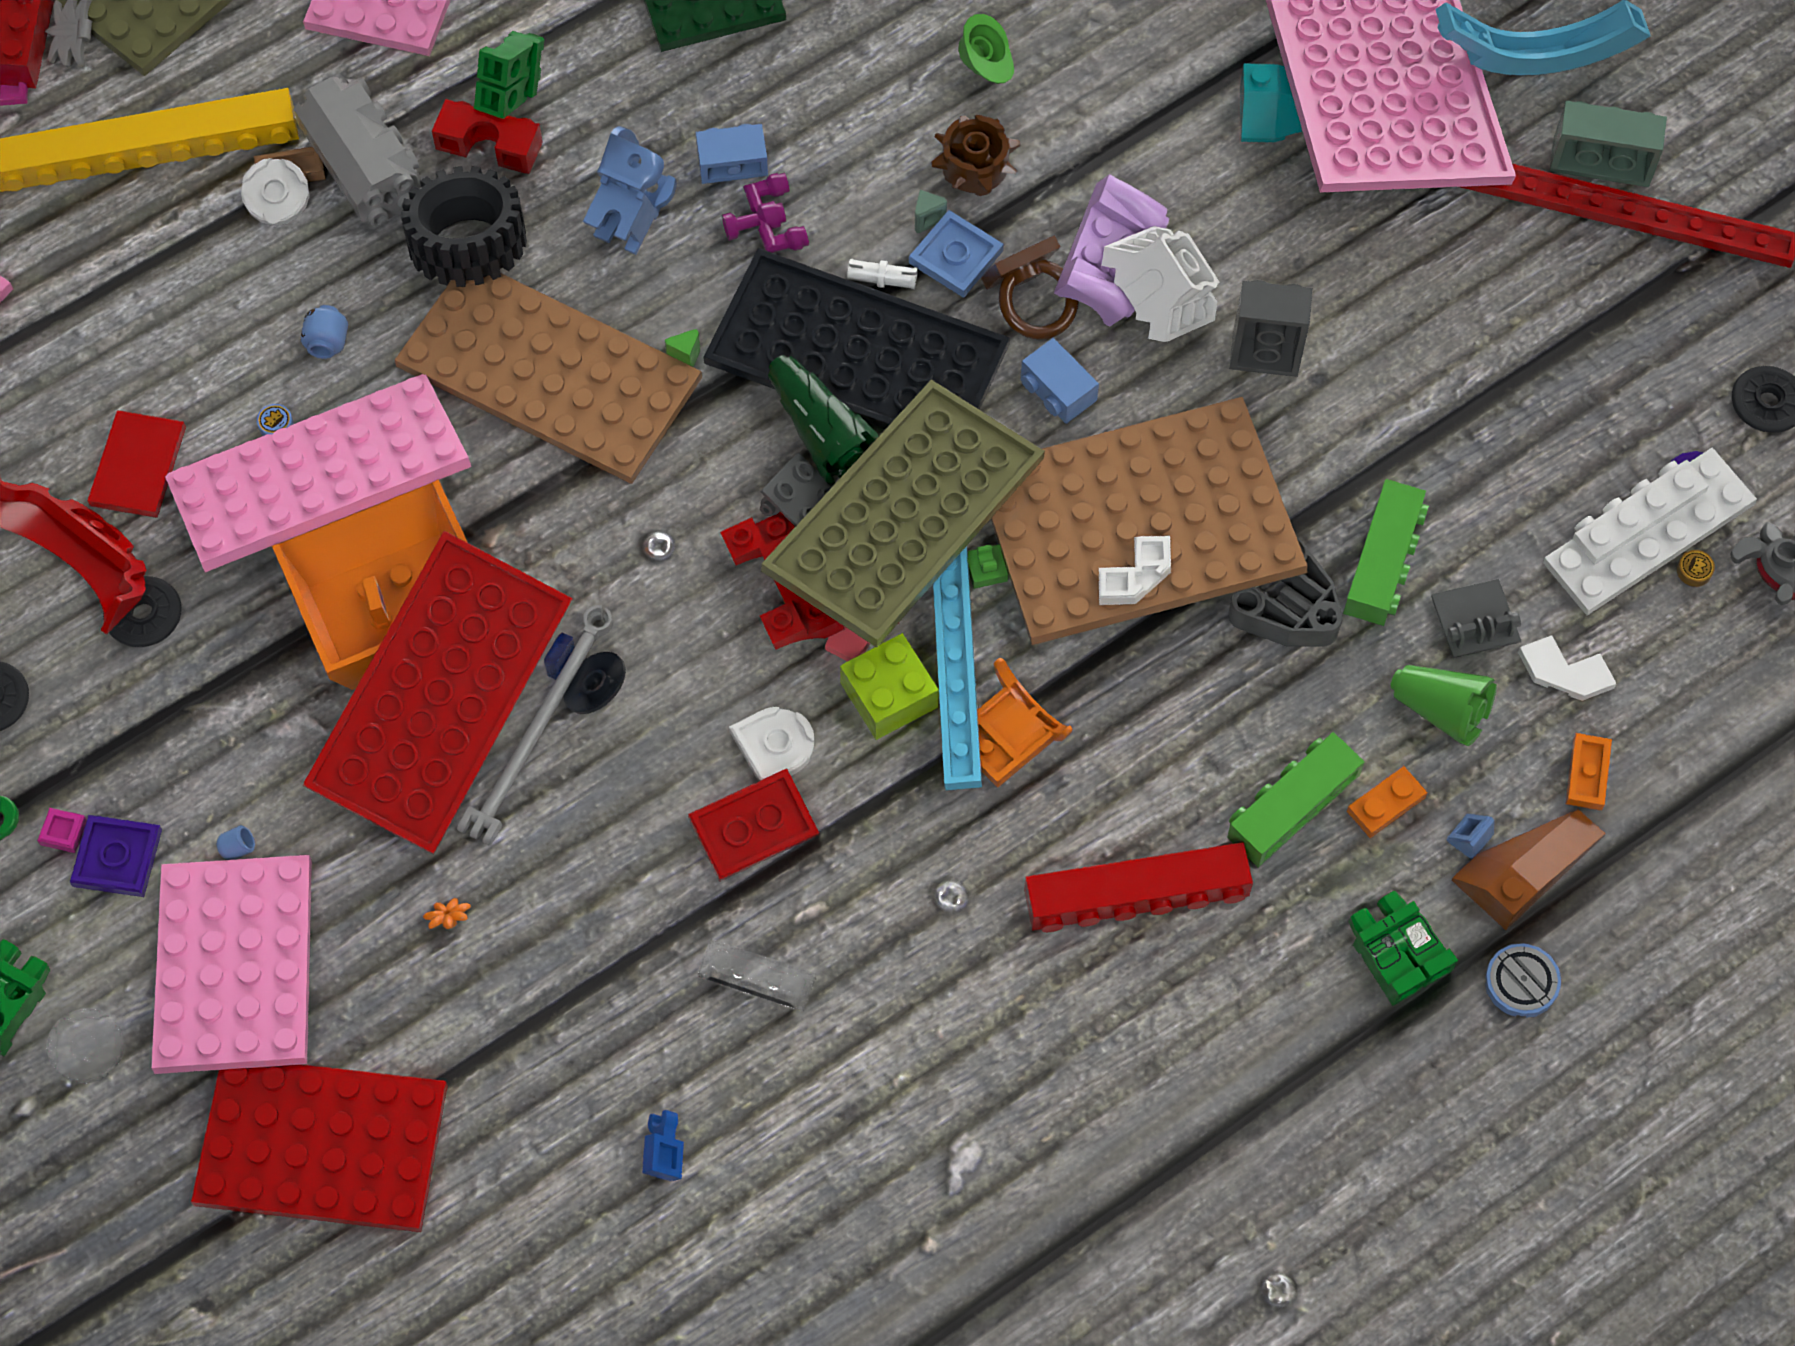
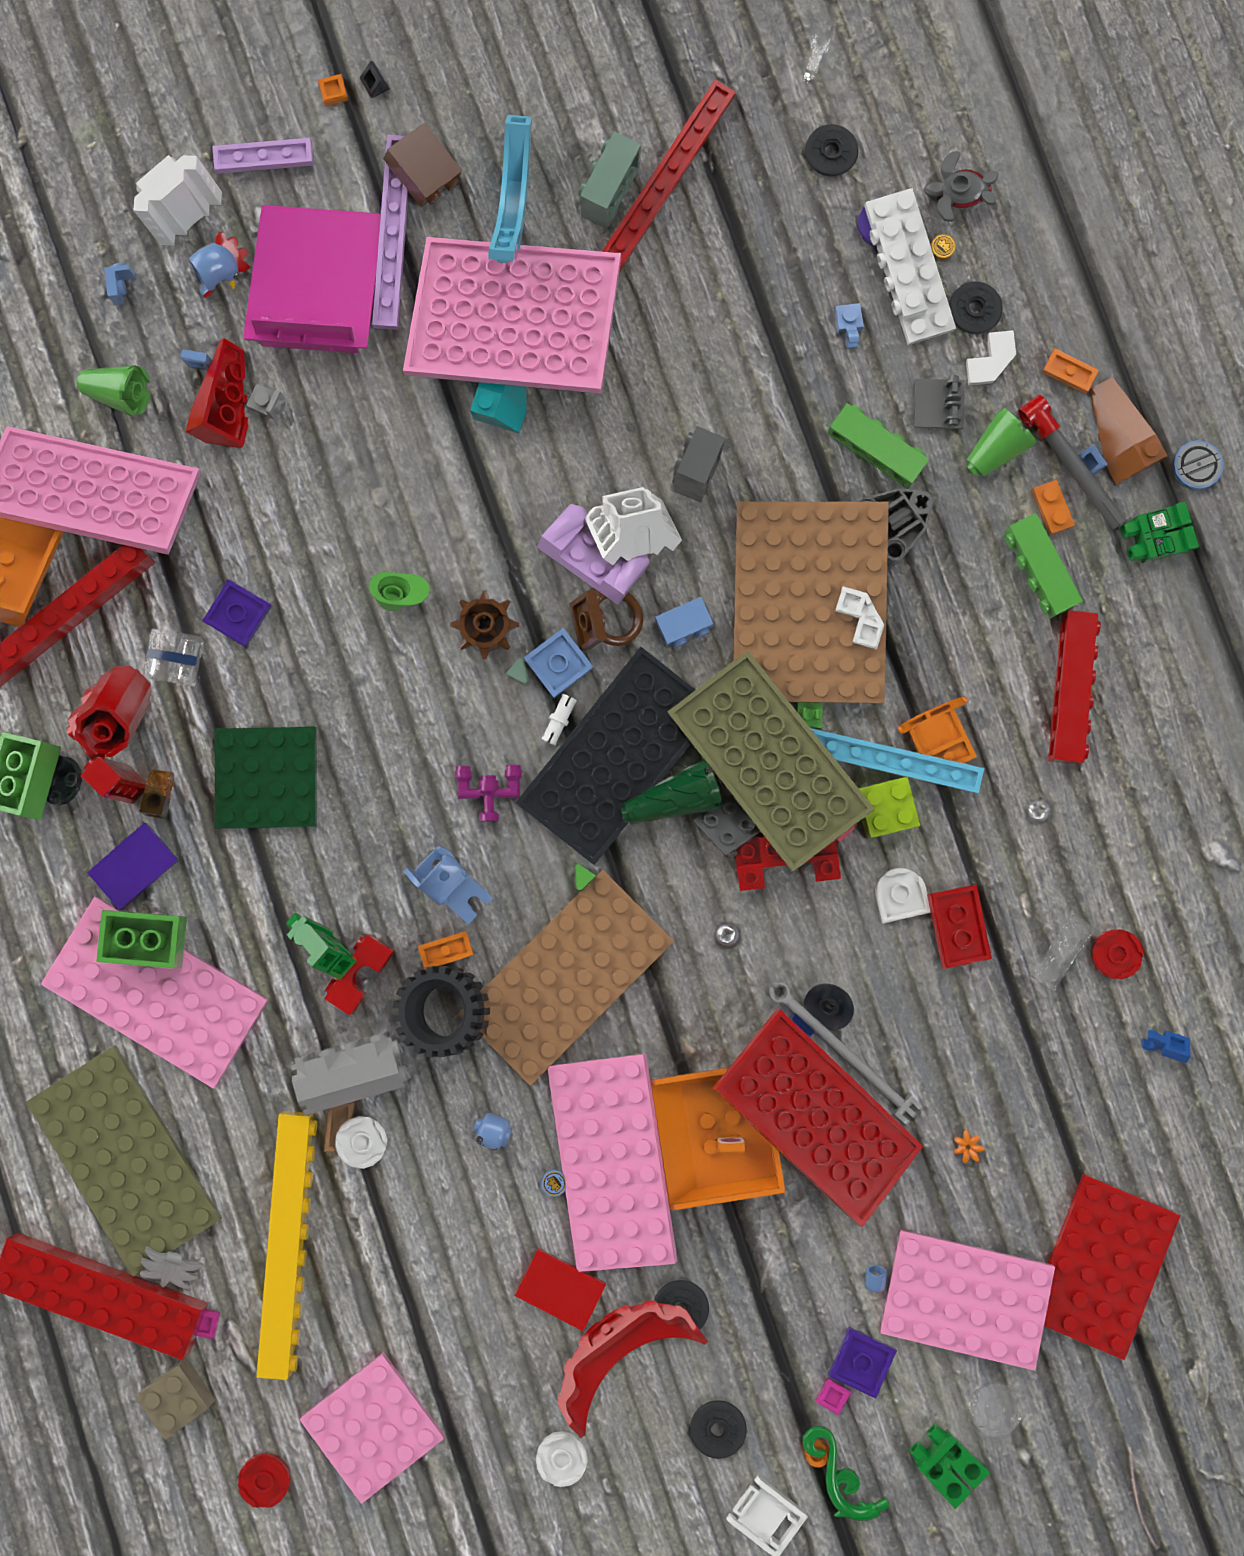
camera: 75 degrees left, 20 degrees up
(546, 223) = (446, 950): none -> orange plate
(731, 153) = (427, 799): medium blue brick -> none
(775, 1049) = (1117, 954): none -> red tile
(1507, 743) = (1038, 415): none -> dark grey piece
(1543, 478) = (849, 321): none -> medium blue plate
(1622, 649) = (986, 297): none -> black wheel

